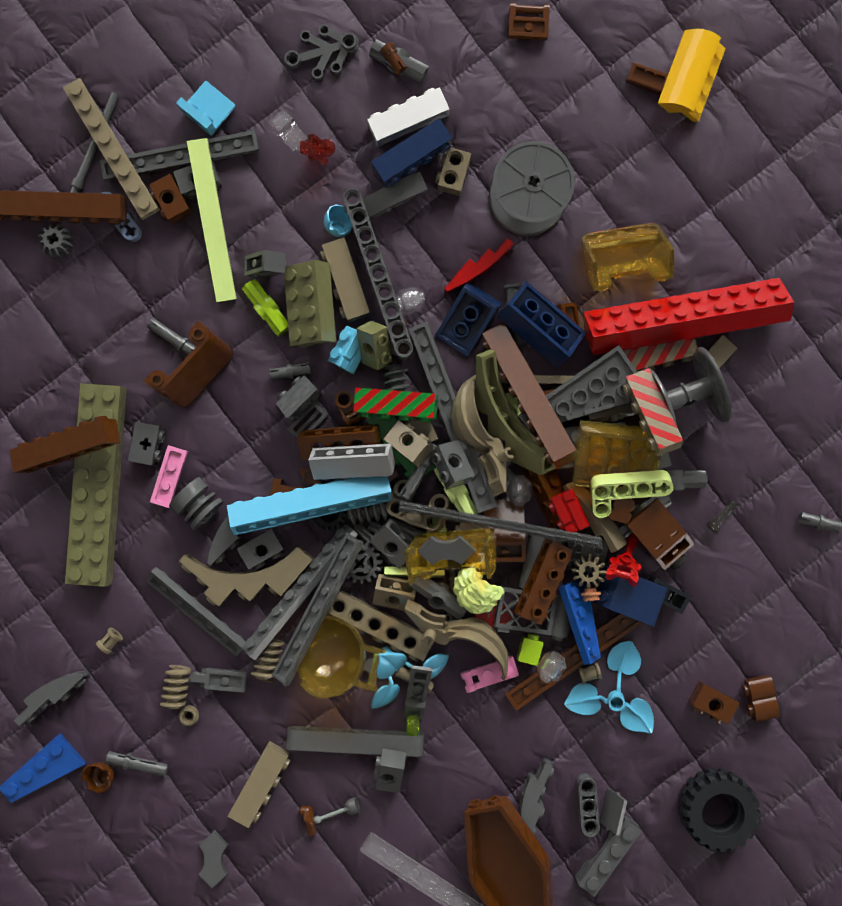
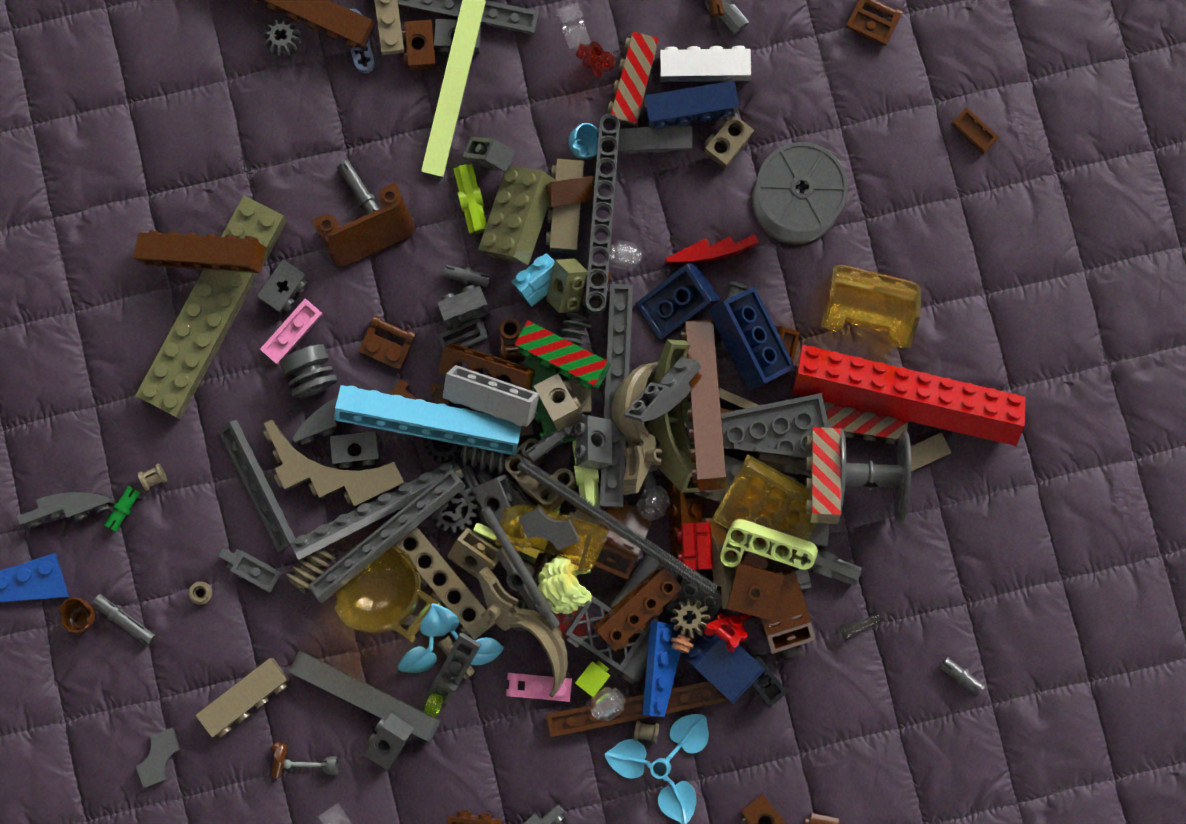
camera: 25 degrees right, 5 degrees down
(96, 676) = (122, 508): none -> green pin
(176, 687) = (200, 556): dark tan piece -> none
(250, 458) = (383, 349): none -> reddish brown plate
(344, 266) = (570, 191): none -> reddish brown slope
(355, 151) = (634, 78): none -> brick
(467, 614) = (542, 605): none -> dark grey bar
(495, 402) = (662, 397): none -> dark grey slope
(633, 529) = (755, 591): none -> reddish brown plate
(692, 73) = (1023, 145): yellow brick -> none

